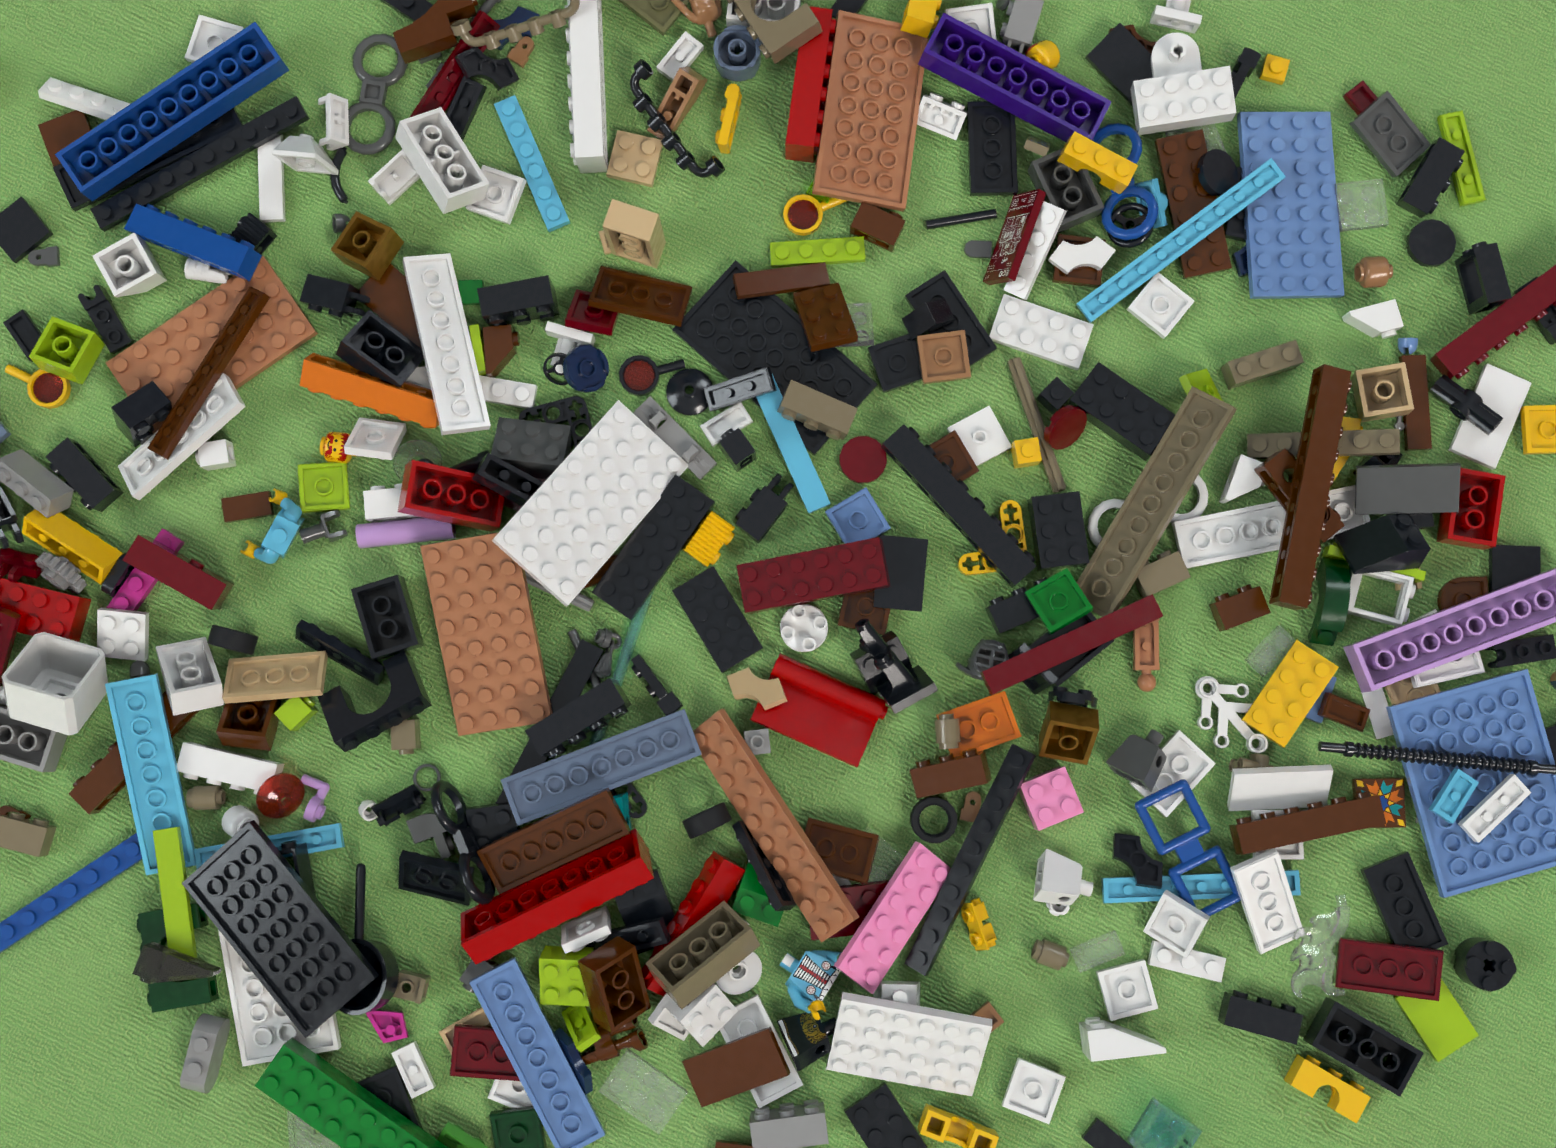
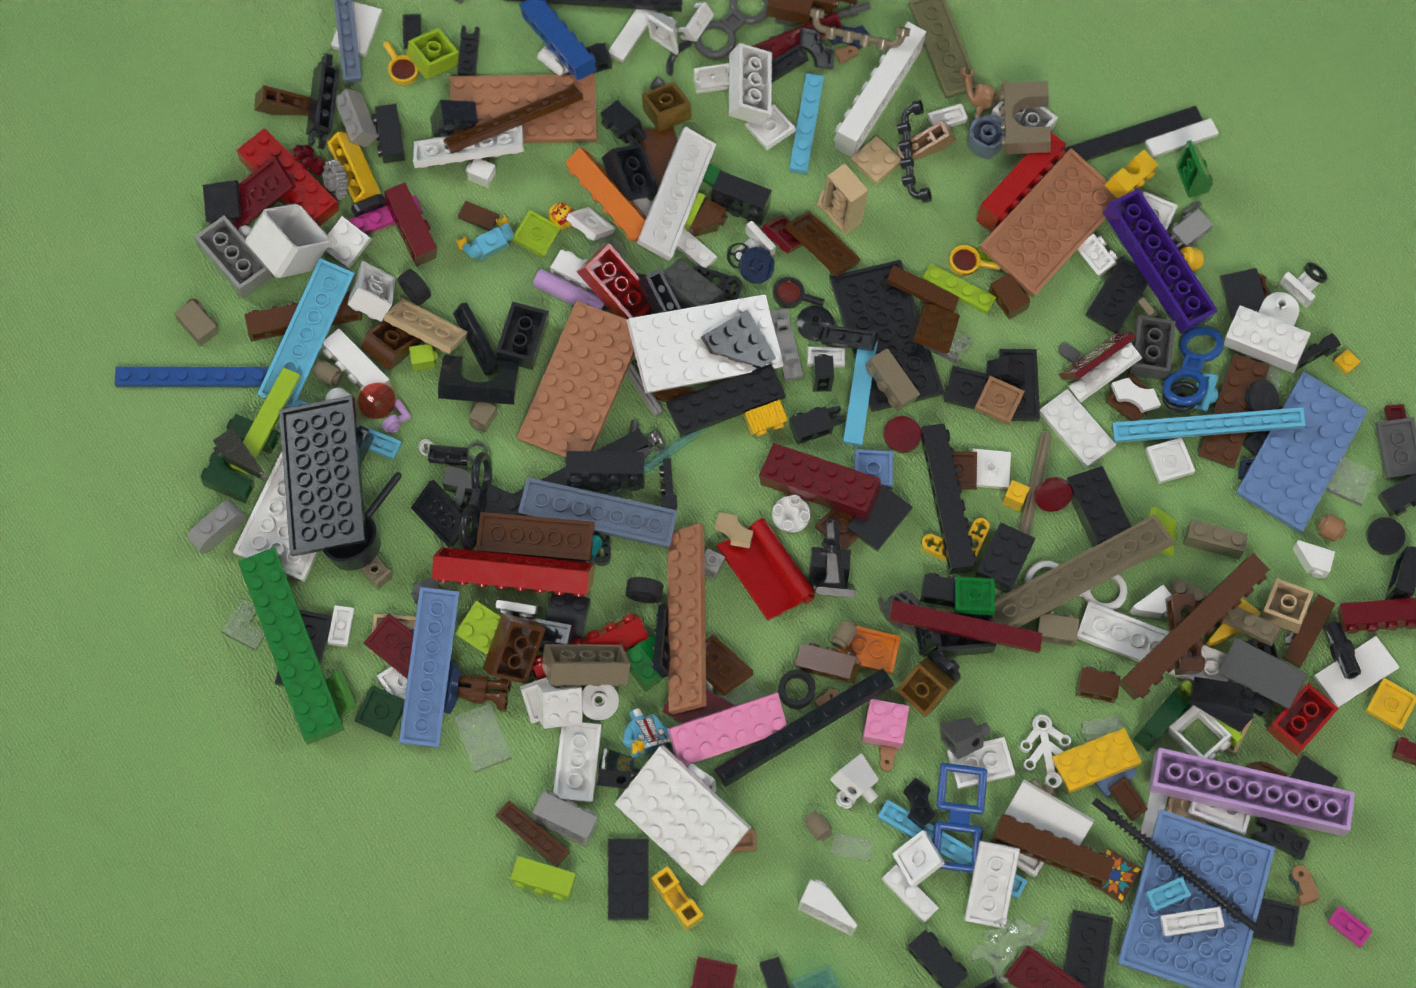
camera: 25 degrees right, 15 degrees down
(129, 266) = (506, 28): white slope -> none
(320, 530) = (516, 258): dark grey piece -> none
(388, 1024) = (344, 588): dark pink piece -> none
(581, 1026) = (471, 666): lime plate -> none
(627, 475) = (740, 341): none -> plate
(717, 619) = (737, 473): black plate -> none
(729, 118) = (954, 173): yellow hinge -> none
(736, 1067) = (556, 759): reddish brown tile -> none
(961, 219) = (1069, 326): black bar -> none
(981, 935) = (778, 784): yellow hinge -> none
(1033, 1090) = (746, 908): white plate -> none
(1055, 395) = (1059, 468): black brick -> none
(1072, 826) = (887, 754): none -> medium nougat piece
(1110, 167) = (1189, 349): yellow arch -> none
(1127, 989) = (856, 884): white plate -> none
(1146, 654) = (1015, 673): nougat plate -> none
(1410, 343) = (1327, 590): medium blue hinge -> none

